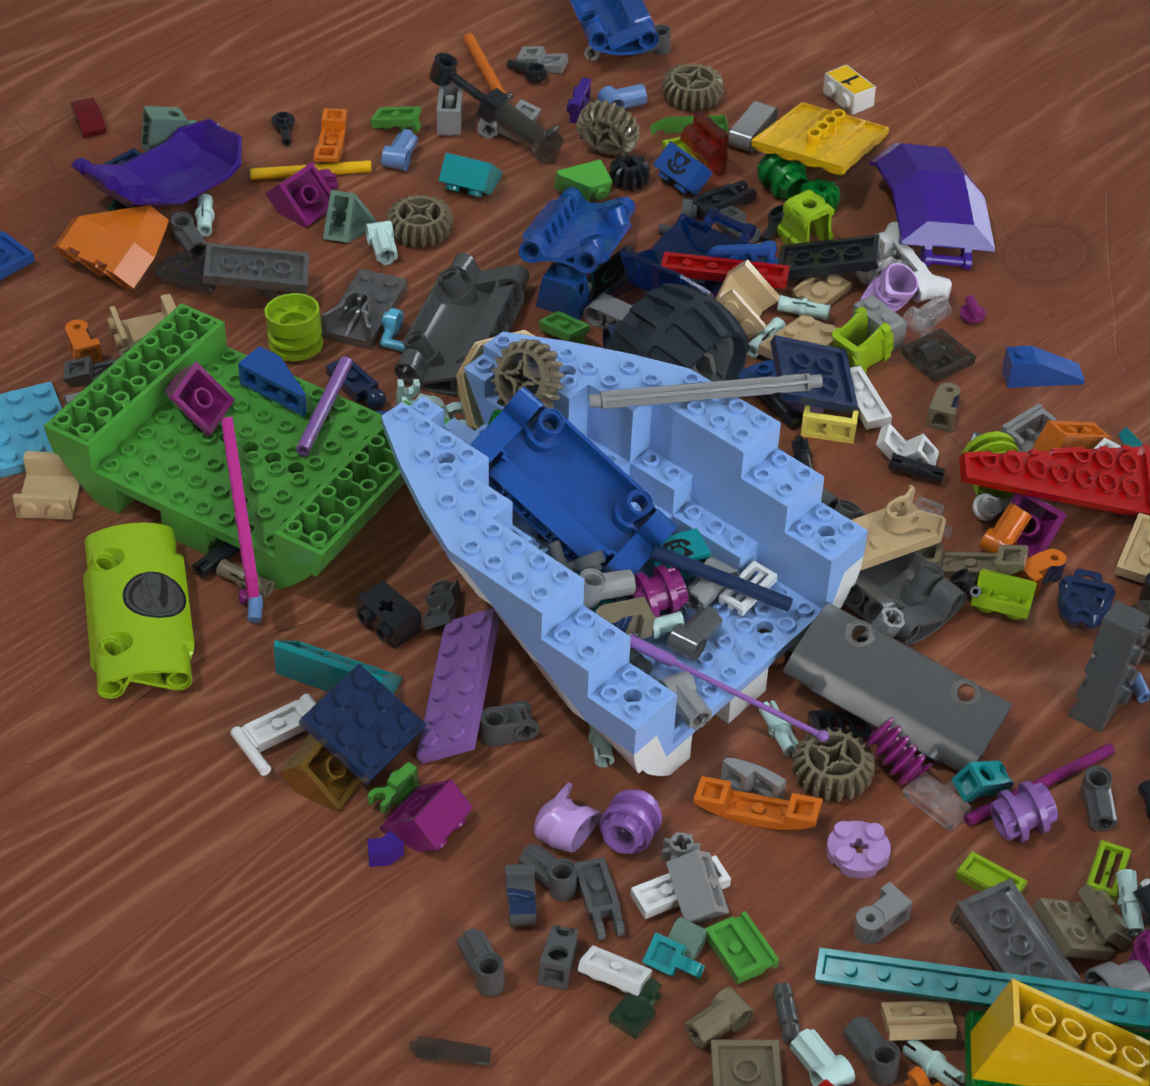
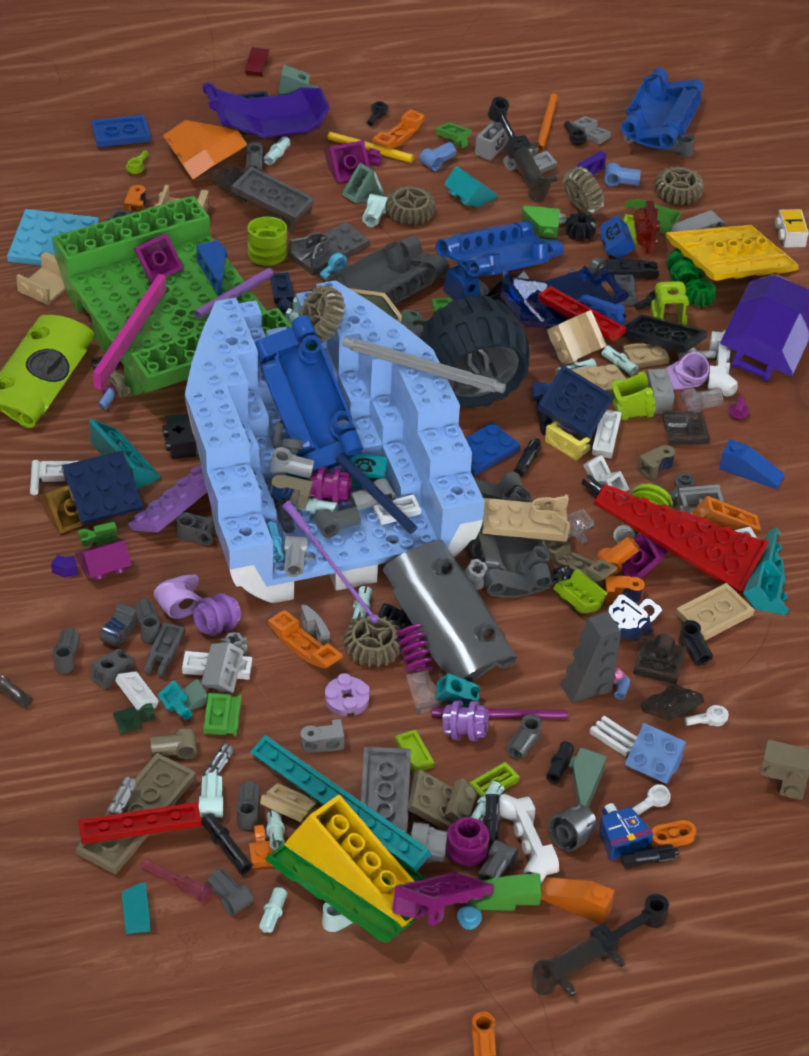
camera: 30 degrees right, 0 degrees up
(42, 297) = (135, 165): none -> lime plate
(990, 418) = (681, 481): none -> dark grey plate

